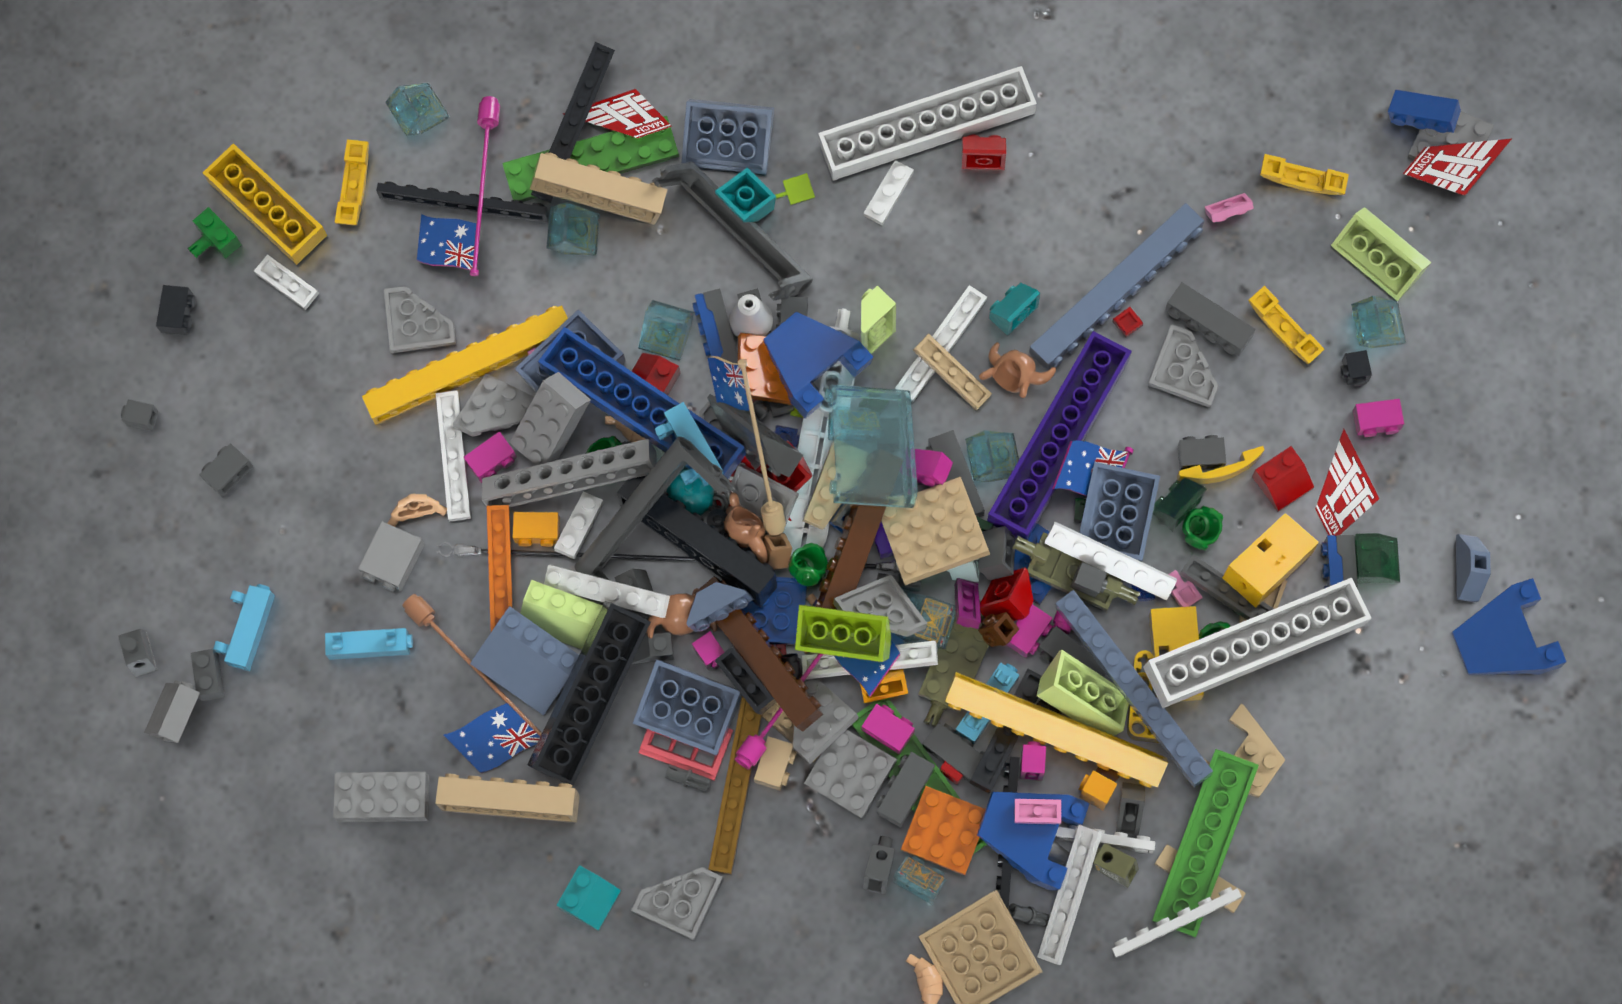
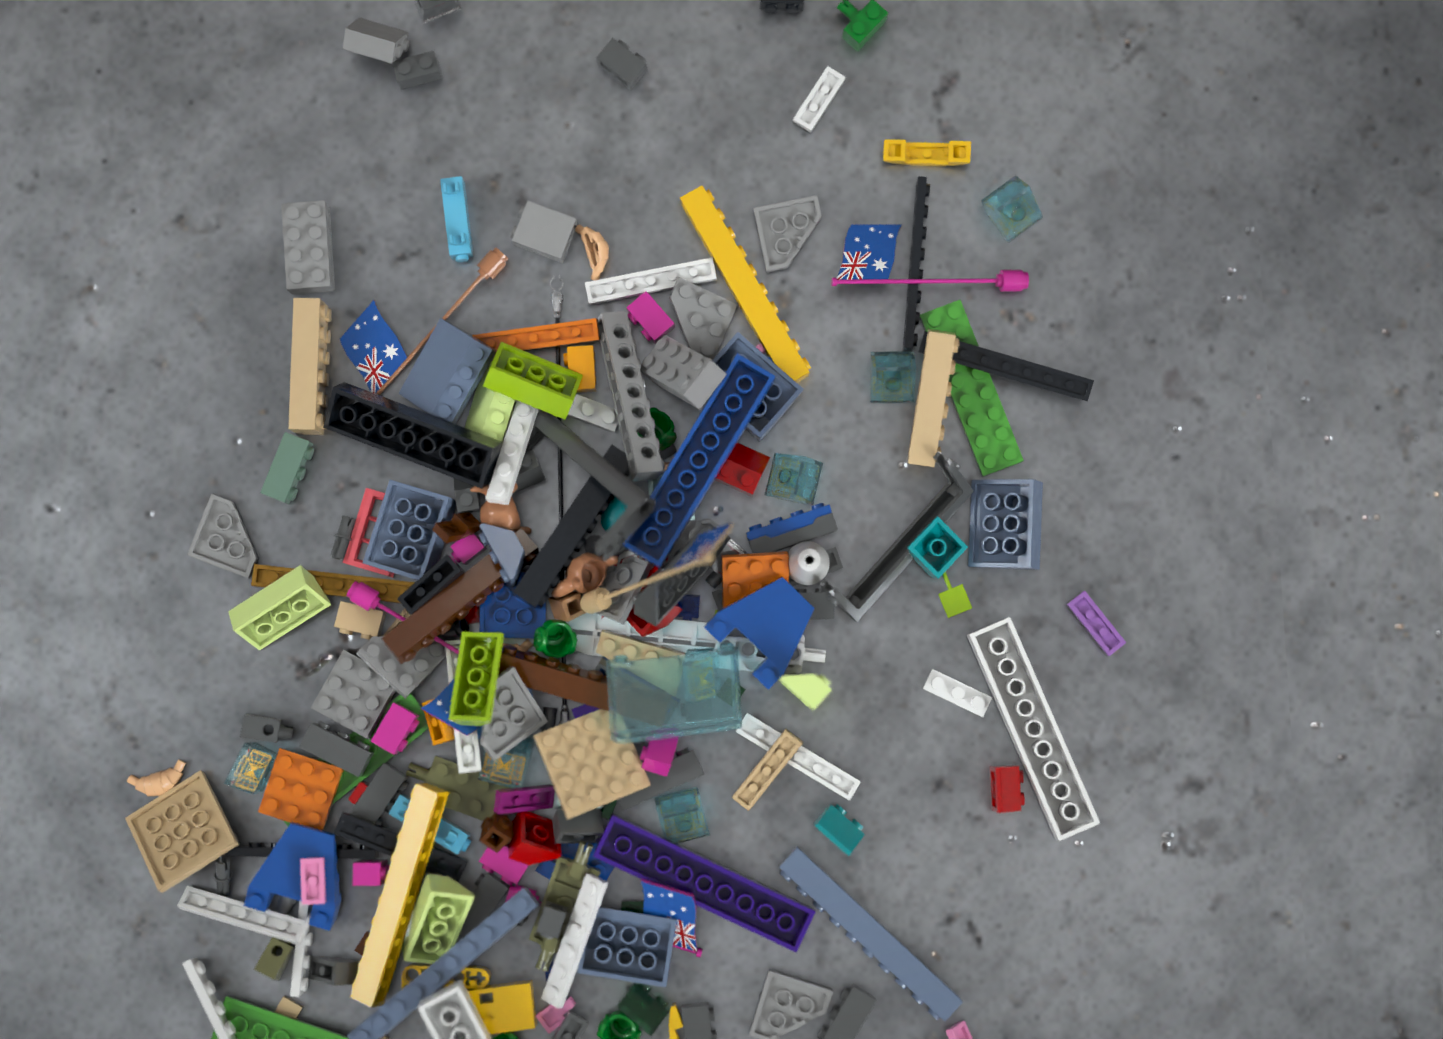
camera: 85 degrees right, 10 degrees up
(249, 626) = (465, 103): medium azure brick -> none
(264, 204) = (897, 67): yellow brick -> none
(545, 567) = (533, 380): none -> lime slope
(588, 898) = (222, 452): teal slope -> none
(611, 830) = (287, 468): none -> sand green brick
(627, 114) = (1021, 421): sticker -> none
(682, 424) = (665, 510): medium azure brick -> none
(688, 653) = (459, 527): none -> reddish brown slope
(756, 842) = (278, 608): none -> yellowish green slope
(830, 60) = (1096, 623): none -> medium lavender plate
(1015, 371) = (771, 833): nougat piece -> none
(1097, 789) = (346, 937): light orange brick -> none
(1127, 322) = (835, 945): red tile -> none

